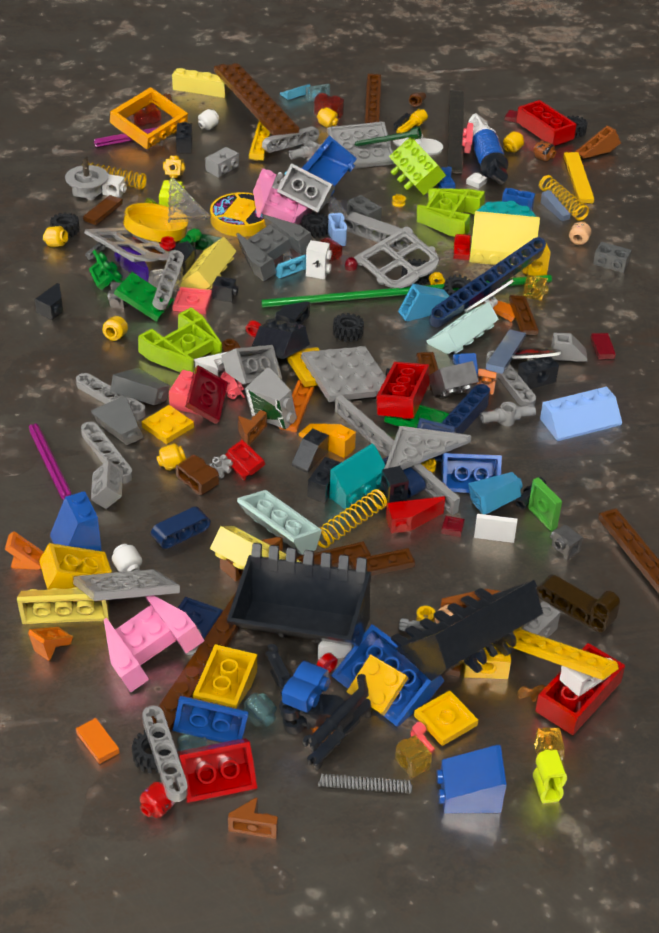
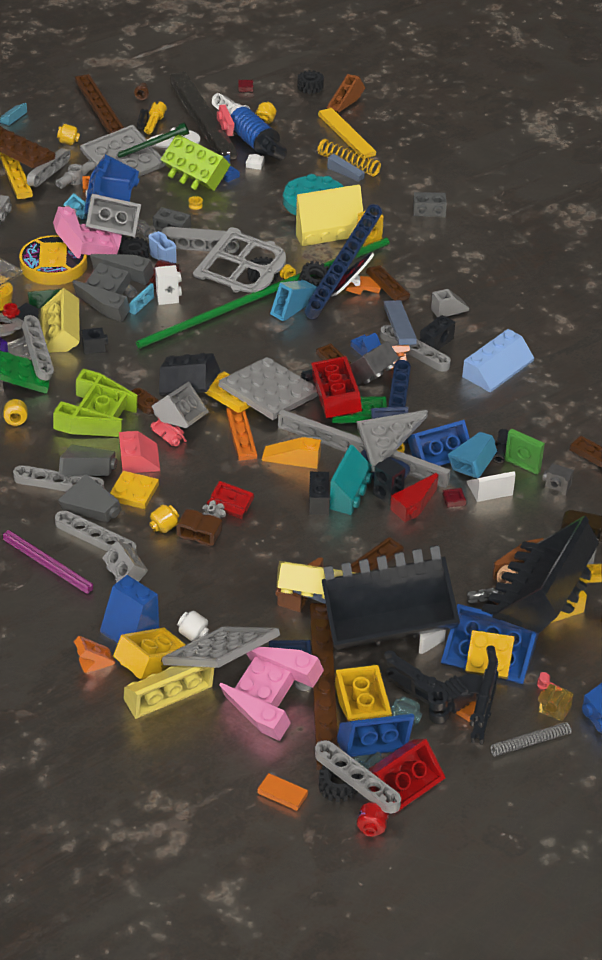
camera: 25 degrees left, 0 degrees up
(47, 639) = (177, 723): orange slope -> none
(180, 527) = (219, 580): dark blue beam -> none
(191, 297) = (68, 361): coral tile -> none
(192, 236) = (29, 296): green plate -> none
(206, 394) = (156, 448): dark red tile -> none
(211, 363) = (138, 419): white slope -> none
(248, 821) = (463, 806): dark orange slope -> none
(251, 429) = (215, 468): dark orange slope -> none
(252, 328) = (151, 371): red tile -> none
(272, 396) = (225, 434): light grey slope -> none
(281, 520) = (310, 542): light aqua slope -> none
(294, 312) = (178, 344): black slope -> none
(305, 686) = (446, 674): blue brick -> none
(311, 92) = (42, 110): clear light blue slope -> none
(311, 450) = (287, 470): black slope -> none
(325, 535) = (347, 539): yellow piece -> none
(328, 662) = (433, 653): red tile -> none
(335, 103) = (56, 118): clear red brick -> none
(348, 327) = (237, 343): black tyre -> none
(351, 264) = (195, 280): dark red hinge -> none
(388, 562) = (424, 543): reddish brown tile -> none
(425, 610) = (484, 581): yellow bush -> none
(446, 209) = (250, 200): lime wedge -> none
(446, 718) = (560, 661): yellow plate -> none
(462, 246) = (286, 232): red slope -> none
(464, 329) = (344, 313): light aqua slope -> none
(507, 413) = (435, 380): light grey pin -> none
(522, 198) = (318, 168): blue brick -> none
(531, 286) = (382, 254): clear yellow brick -> none
(531, 353) = (426, 316): shield -> none
(544, 151) = (300, 114): dark orange head -> none
(546, 122) = (284, 85): red brick -> none
(580, 233) = (386, 189): light nougat head -> none
(603, 346) = (473, 292): dark red tile -> none

